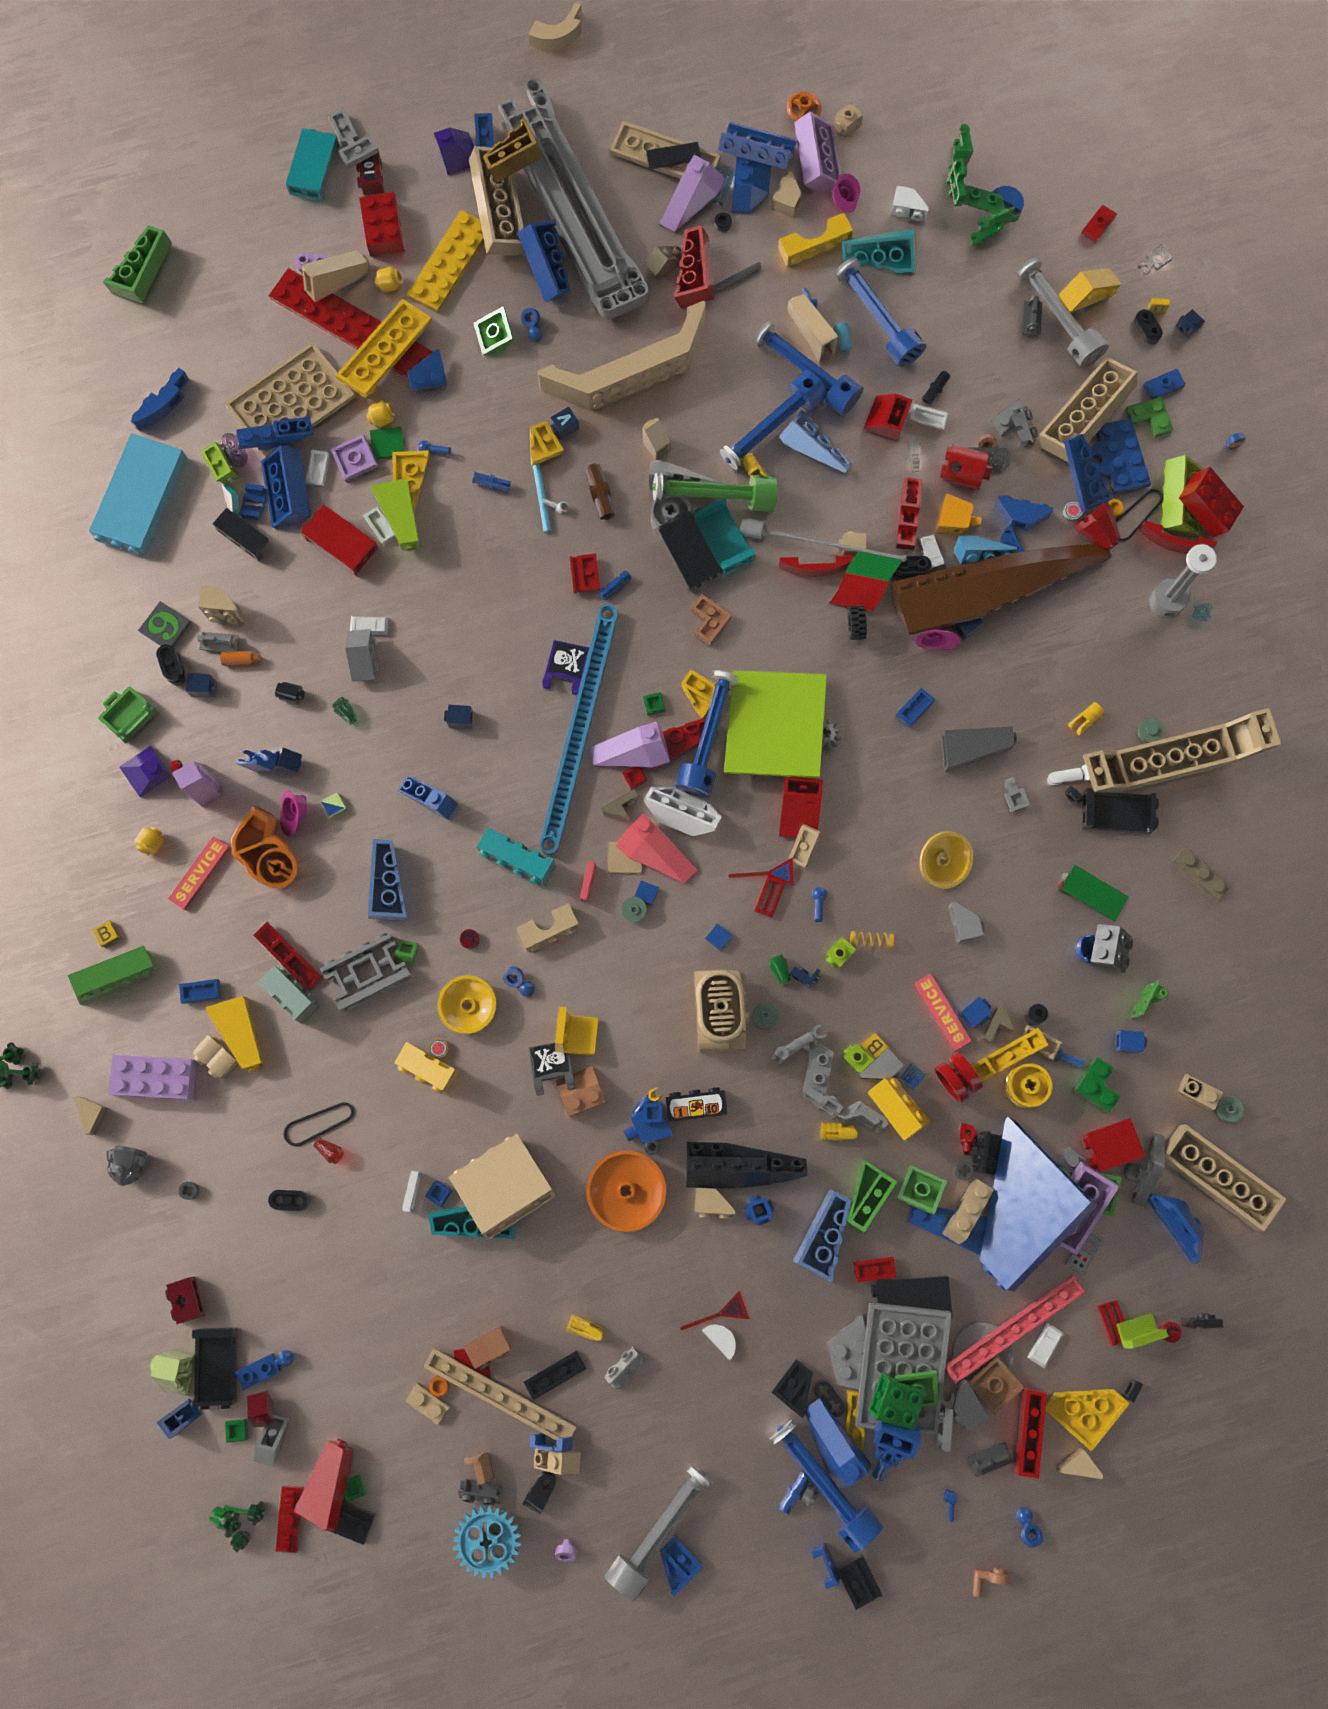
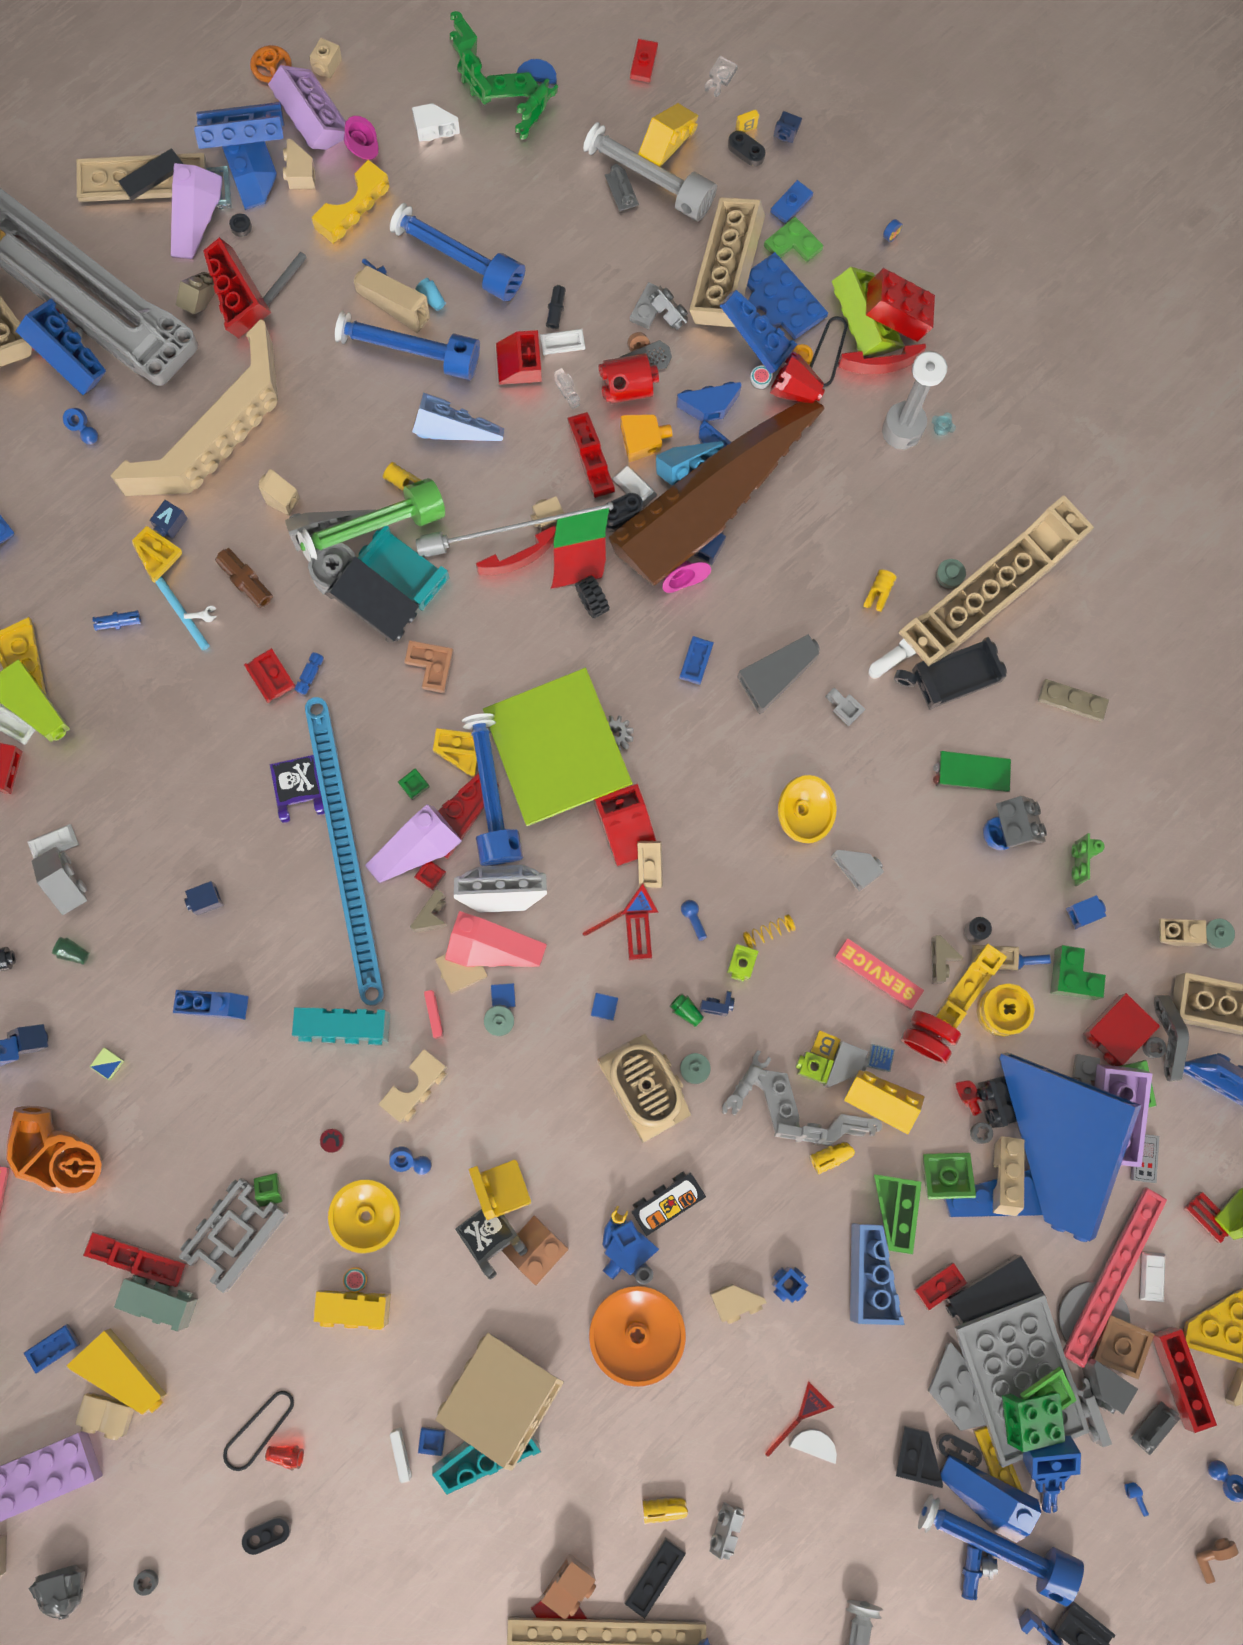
camera: 35 degrees left, 0 degrees up
(292, 811) = (63, 1091): dark pink piece -> none
(385, 890) = (210, 1129): medium blue wedge -> none
(426, 446) = (23, 612): blue bar -> none
(494, 332) = (41, 452): bright green slope -> none
(738, 1166) = (744, 1247): black wedge -> none
(806, 392) = (420, 372): blue piece -> none
(888, 250) = (433, 182): teal wedge -> none
(976, 1012) = (915, 957): blue brick -> none

